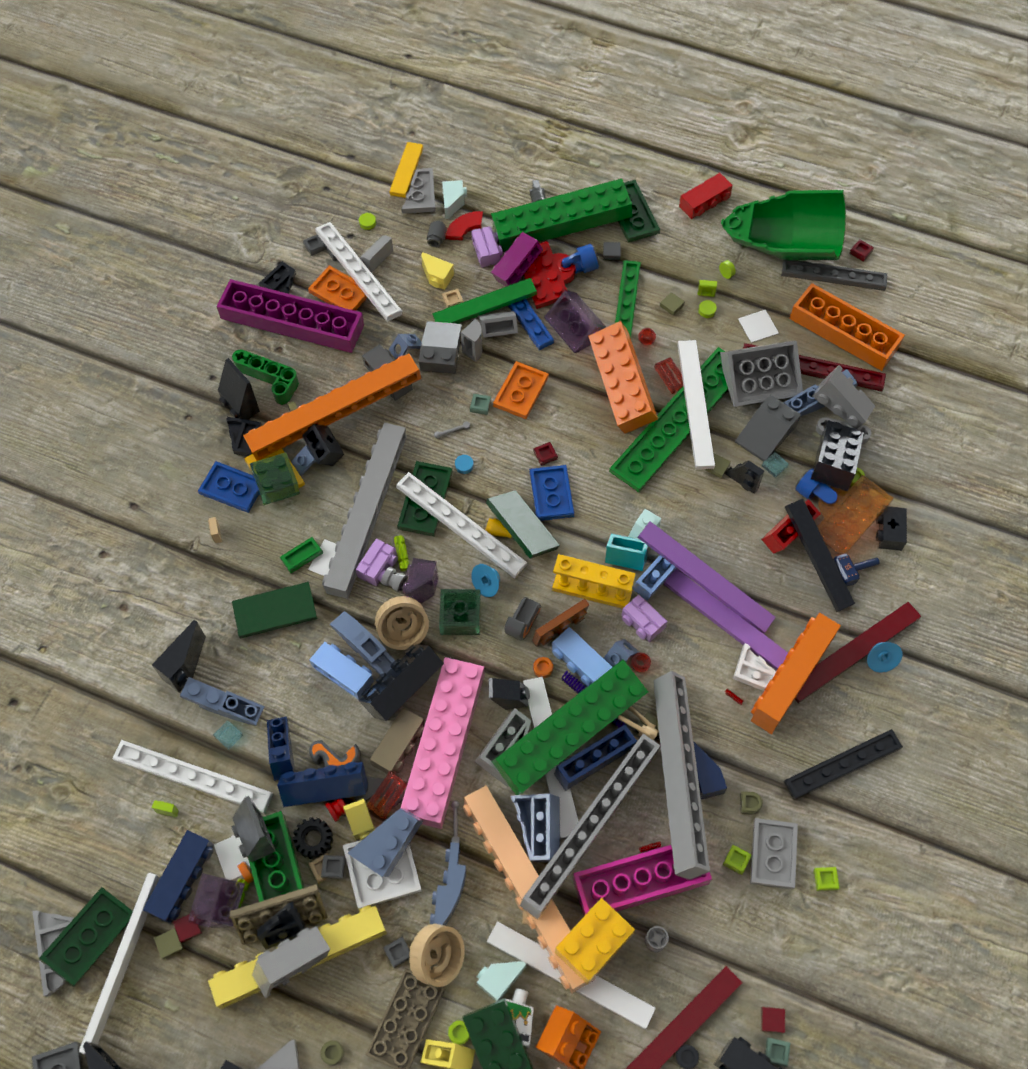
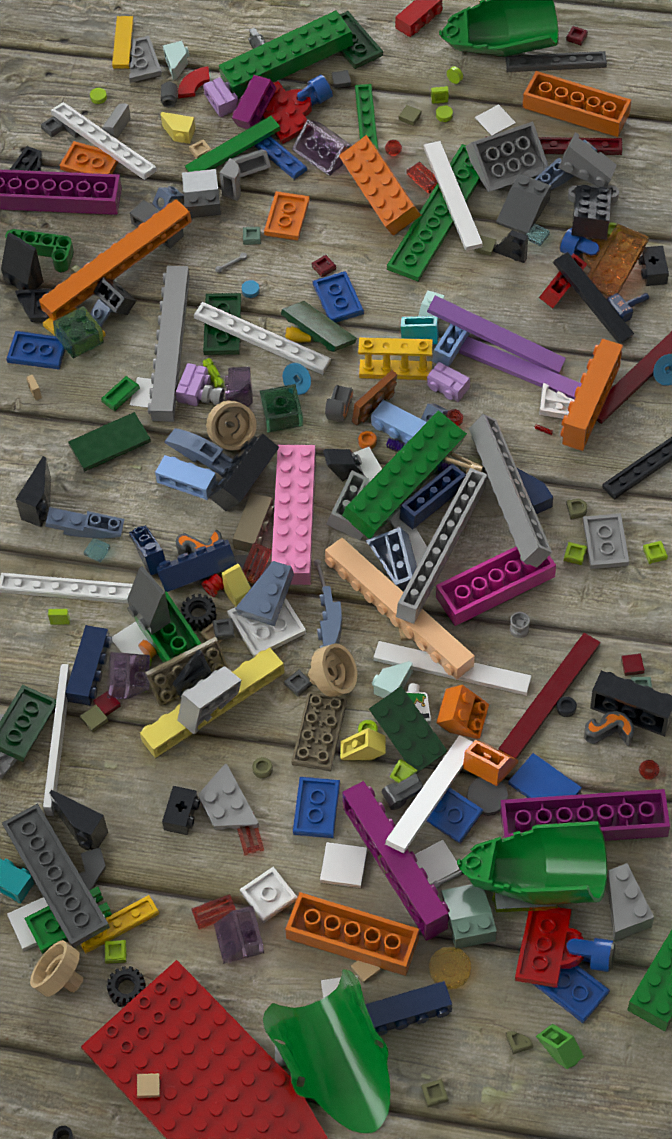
camera: 10 degrees left, 5 degrees down
(594, 941) = (466, 626): yellow brick -> none

